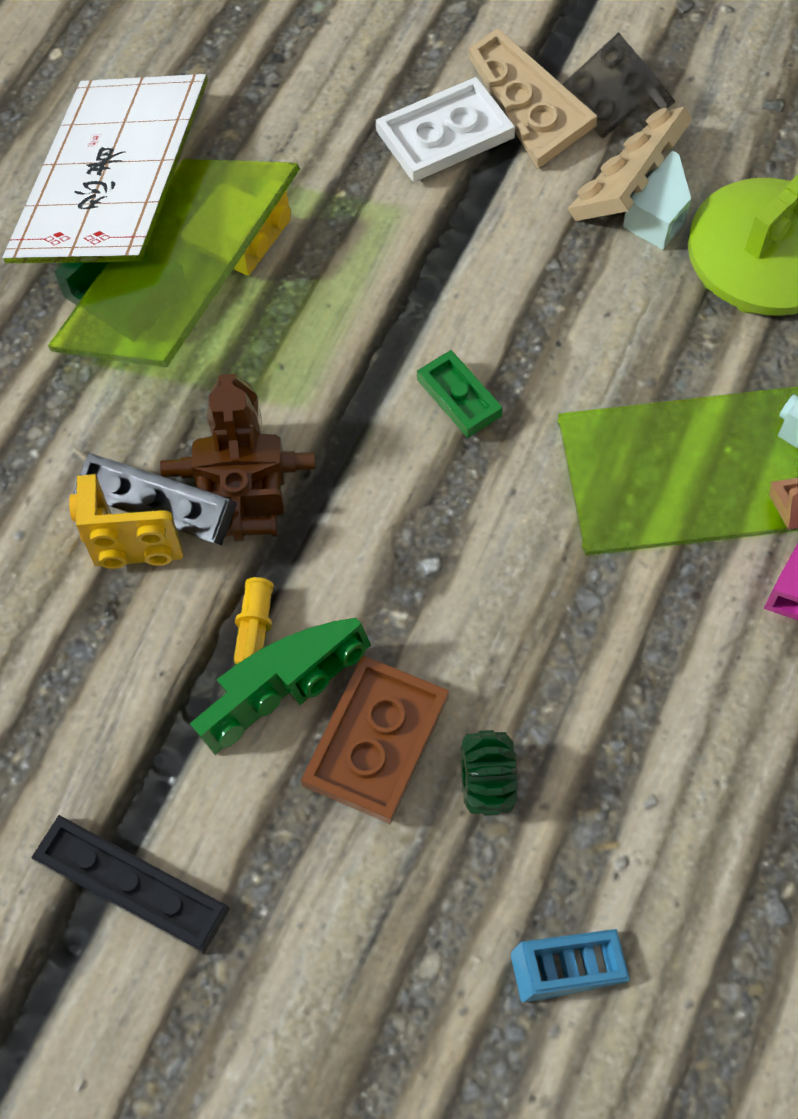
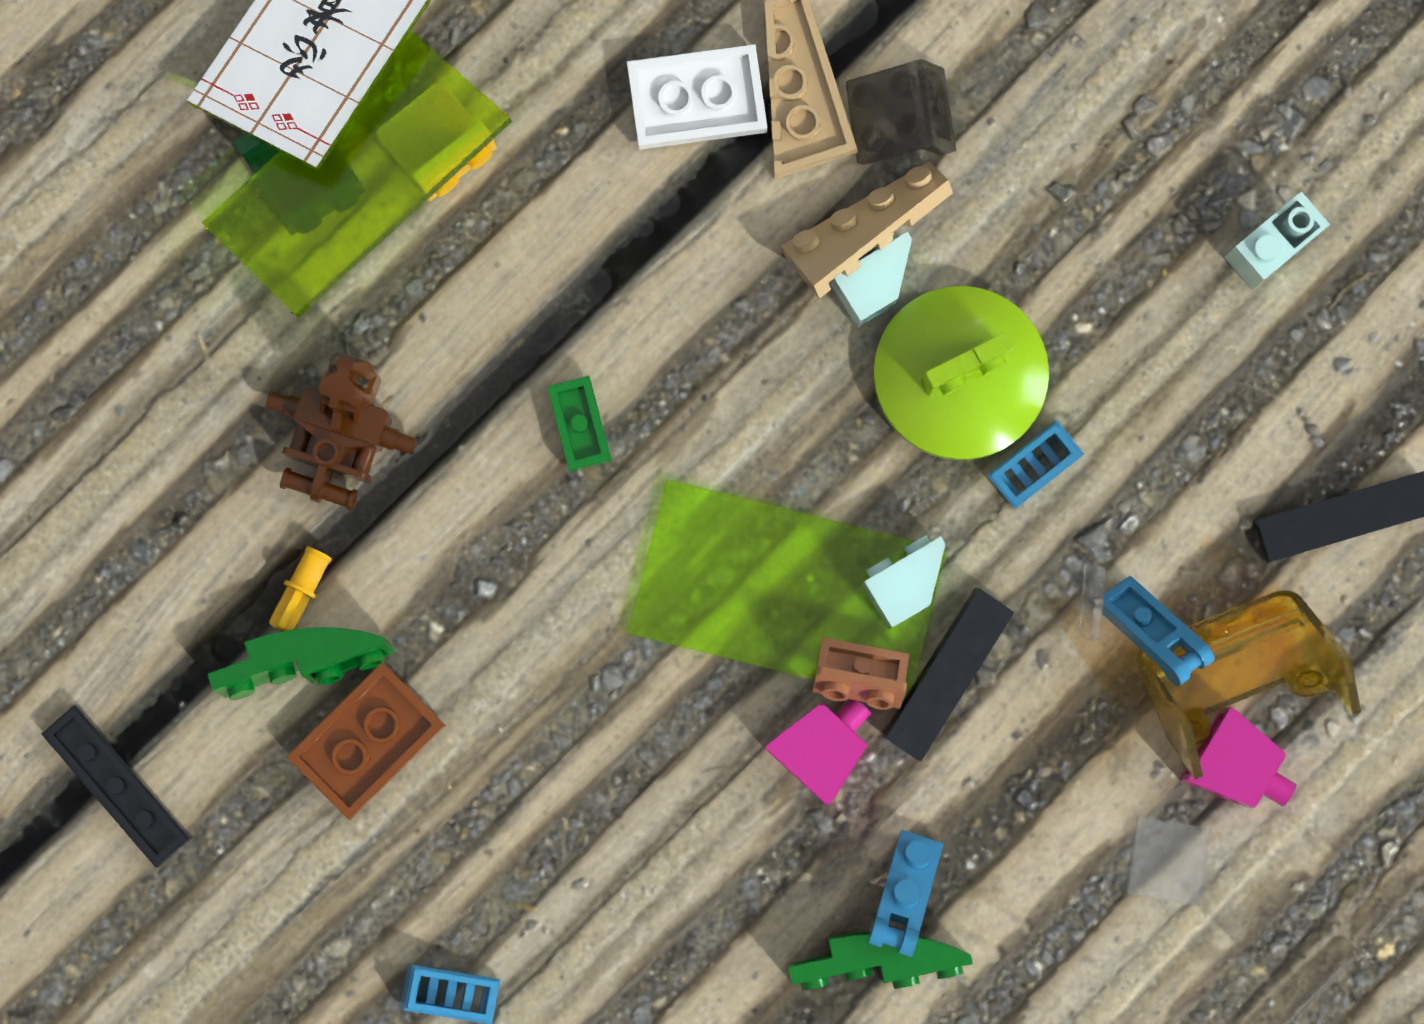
camera: 15 degrees right, 20 degrees up
(122, 537) = (185, 443): yellow bracket -> none
(137, 490) = (249, 435): tile -> none
(488, 772) = (445, 814): dark green gear -> none

